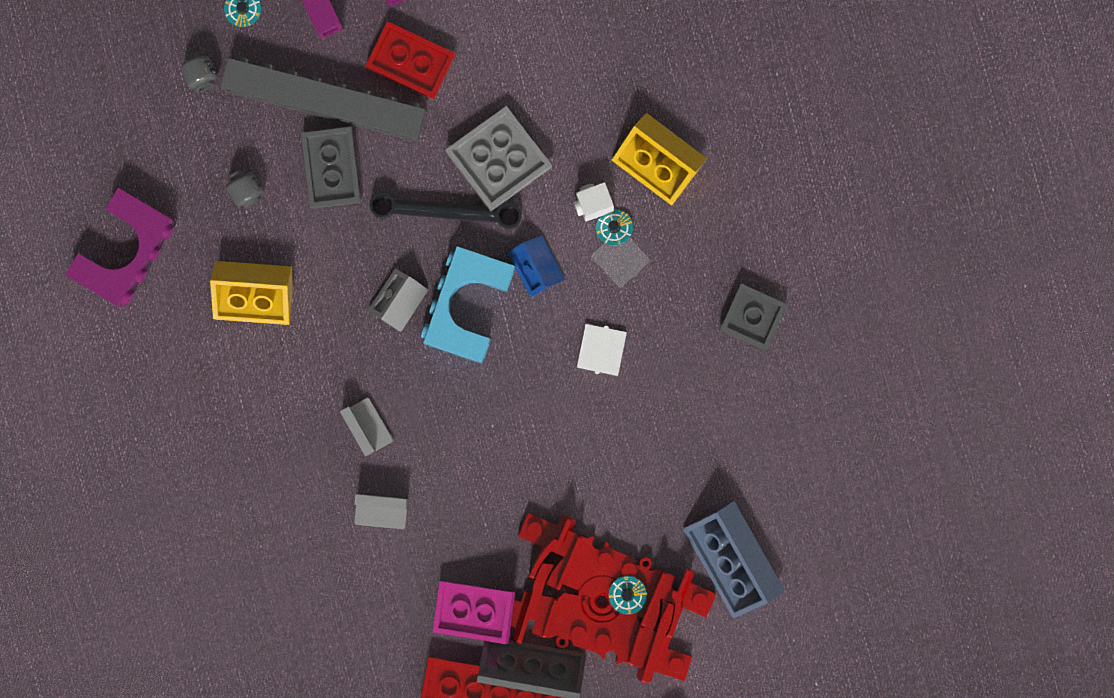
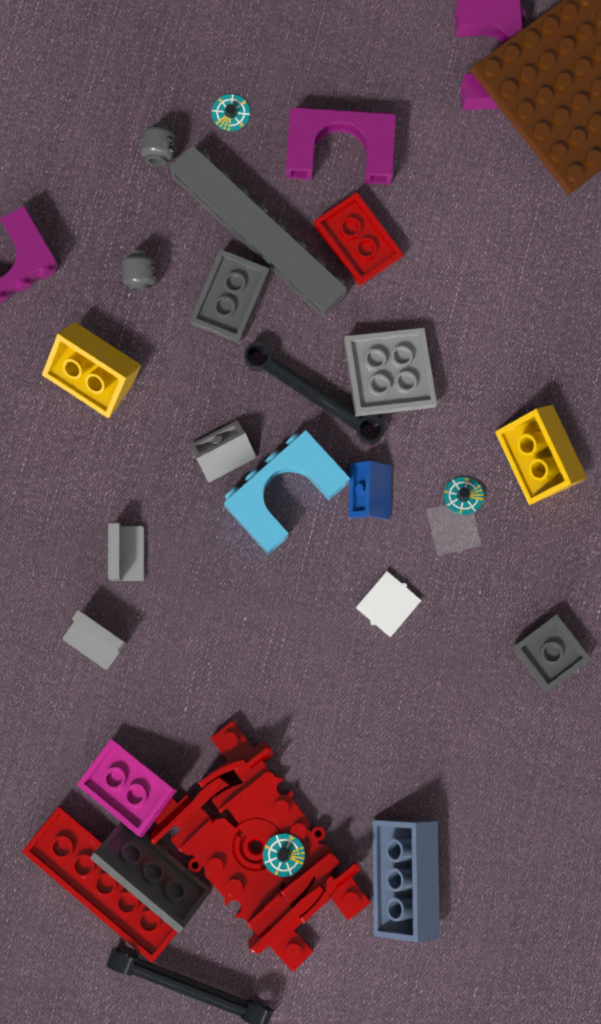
camera: 25 degrees right, 5 degrees down
(593, 201) = (457, 460): white brick -> none

